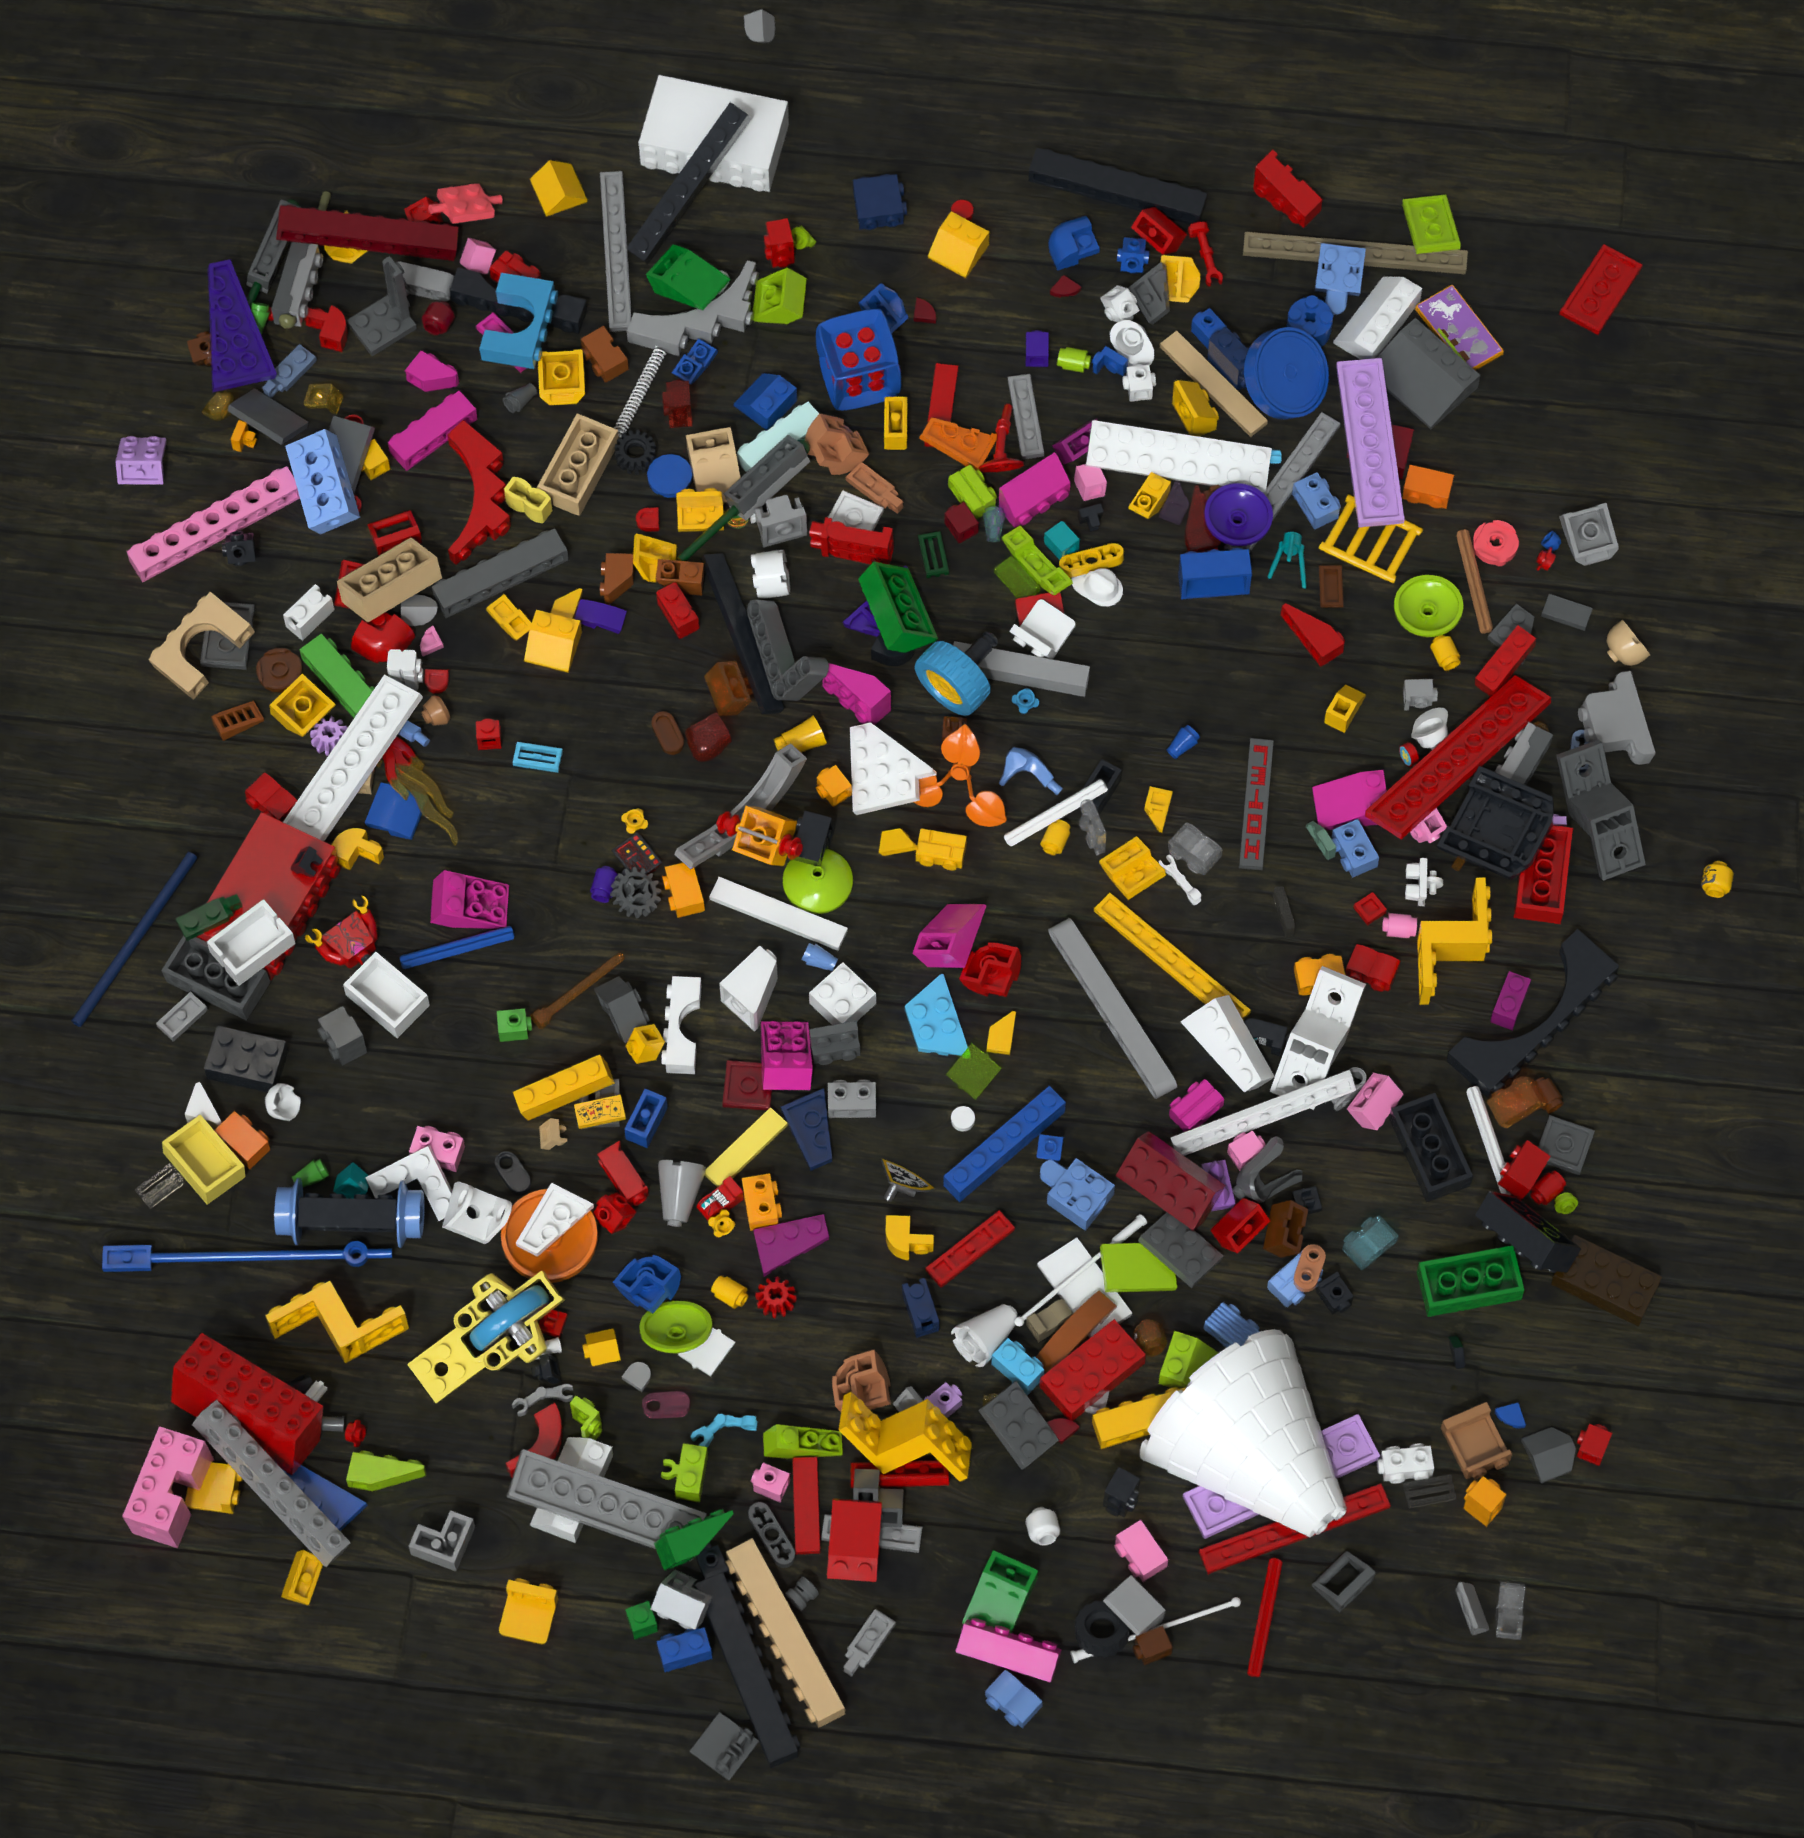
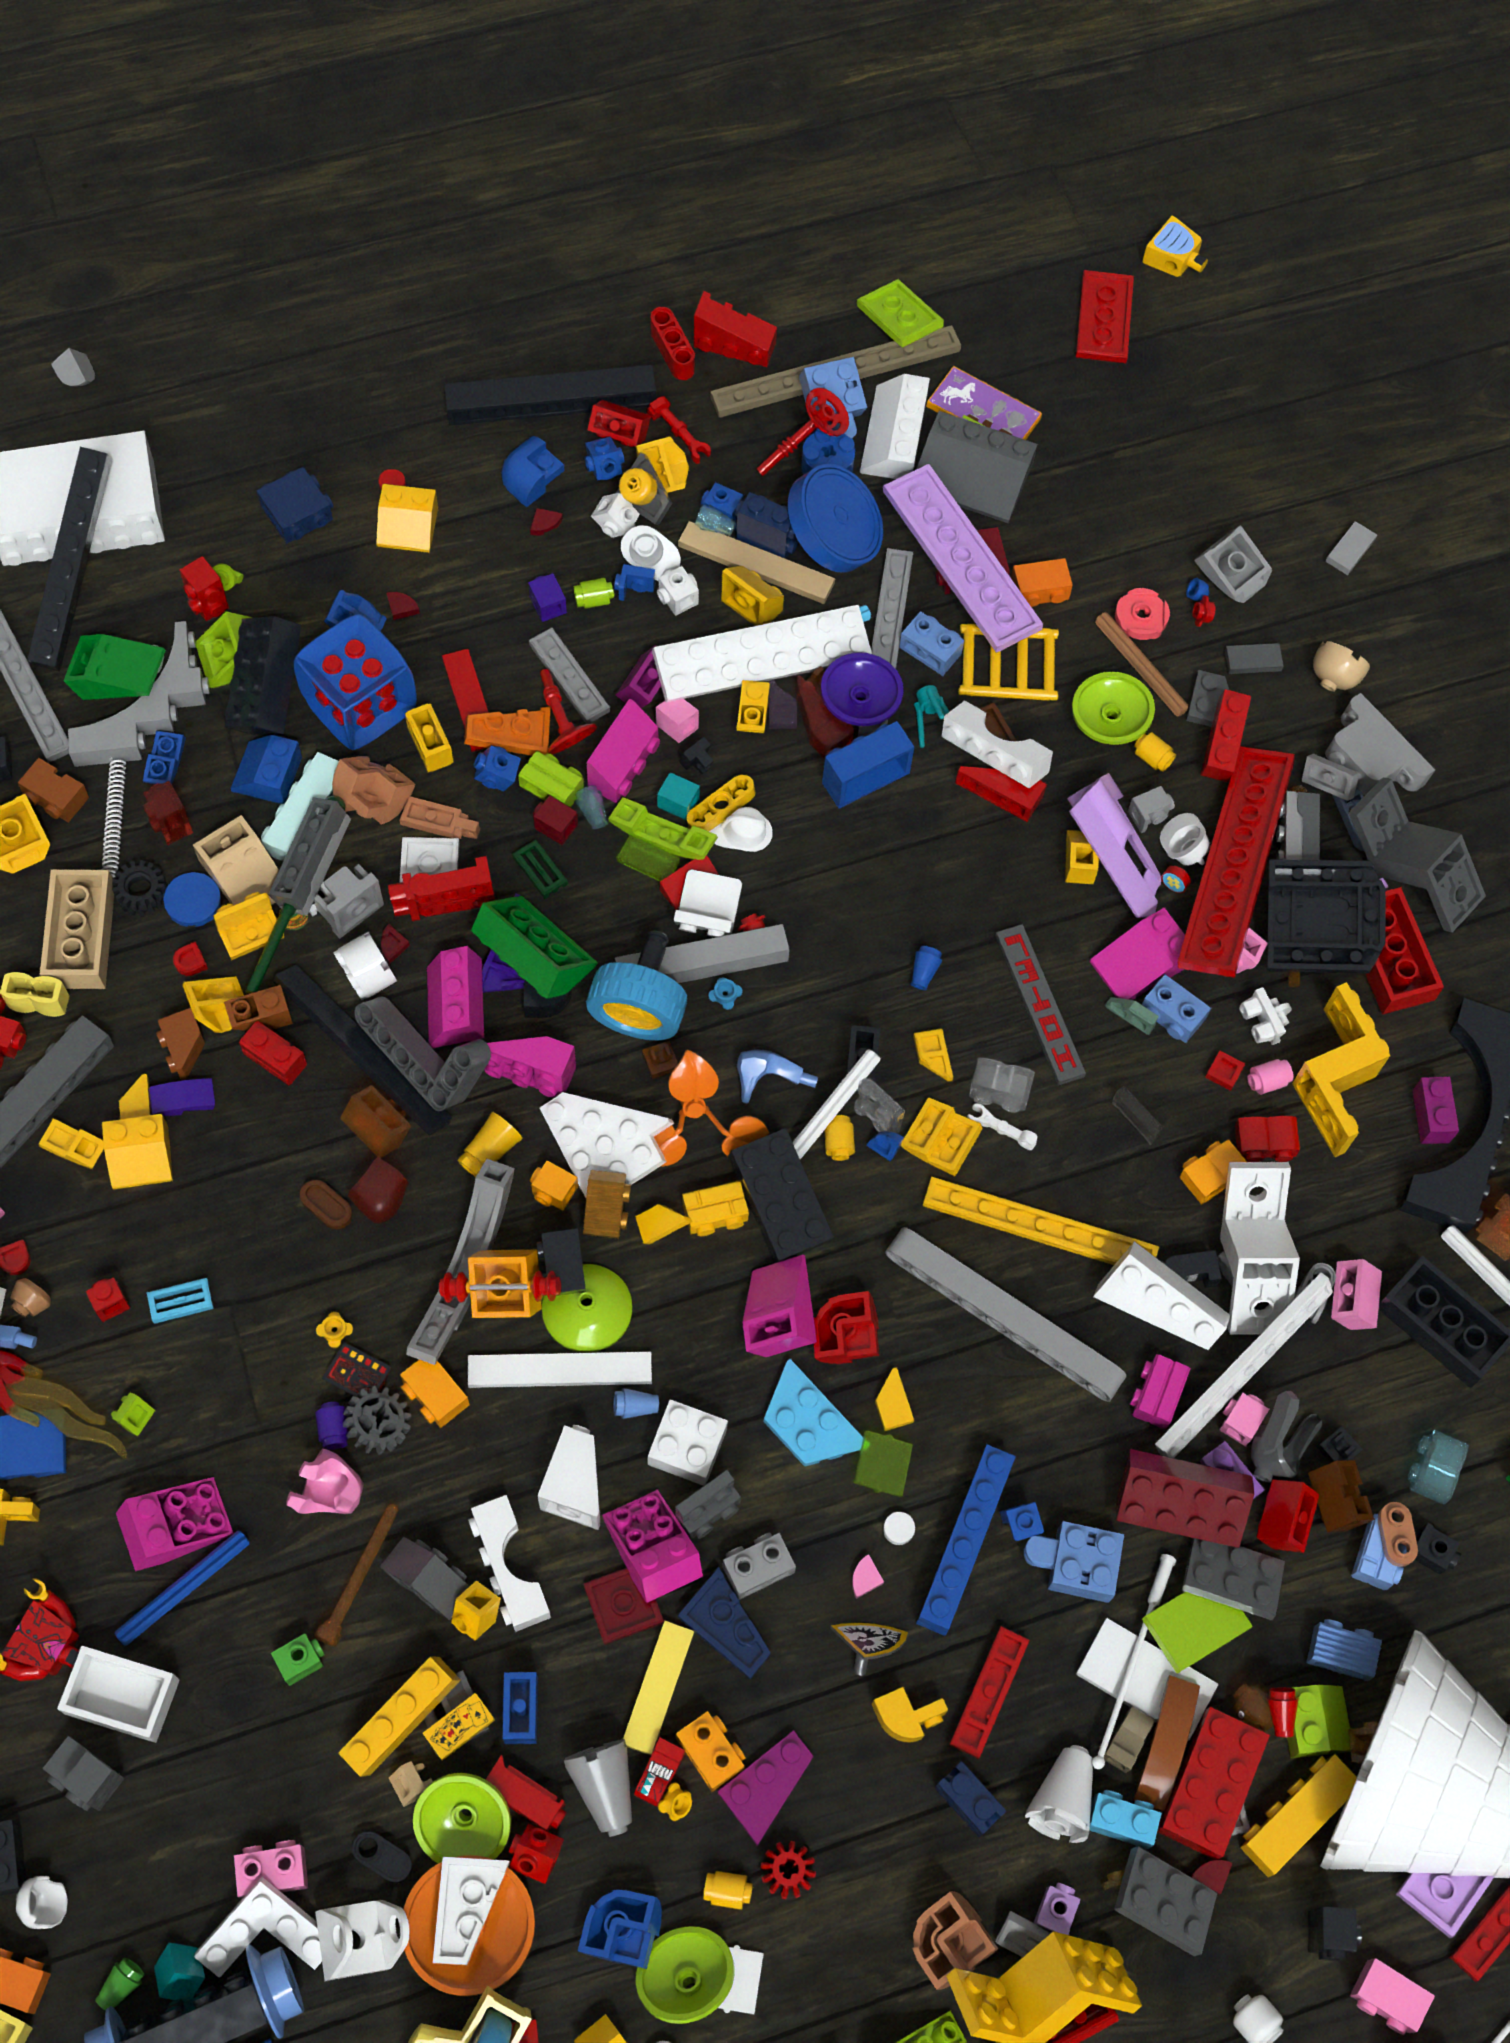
camera: 30 degrees left, 0 degrees up
(473, 819) = (133, 1413): none -> lime tile
(561, 1166) = (447, 1832): none -> lime dish
(584, 922) = (329, 1486): none -> bright pink piece
(791, 328) = (262, 675): none -> black brick
(799, 566) = (392, 944): none -> dark red tile
(826, 623) = (455, 997): none -> dark pink slope
(862, 812) = (605, 1204): none -> pearl gold brick
(922, 1140) = (865, 1577): none -> bright pink tile
(934, 465) = (496, 768): none -> blue brick
(990, 858) = (780, 1196): none -> black brick
(1070, 657) = (752, 923): none -> red plate
(1088, 856) = (886, 1144): none -> blue tile
(1145, 289) = (638, 486): none -> yellow head
(1162, 1341) = (1283, 1710): none -> red cone
(1194, 338) = (714, 520): none -> clear light blue cone
(1232, 189) = (672, 343): none -> red beam
(1313, 288) = (818, 420): none -> red dish
(1332, 617) = (1020, 760): none -> white arch
(1369, 690) = (1107, 830): none -> lavender panel
(1569, 725) = (1330, 777): none -> light grey plate
(1688, 255) = (1175, 249): none -> torso
(1696, 556) = (1351, 548): none -> light grey tile

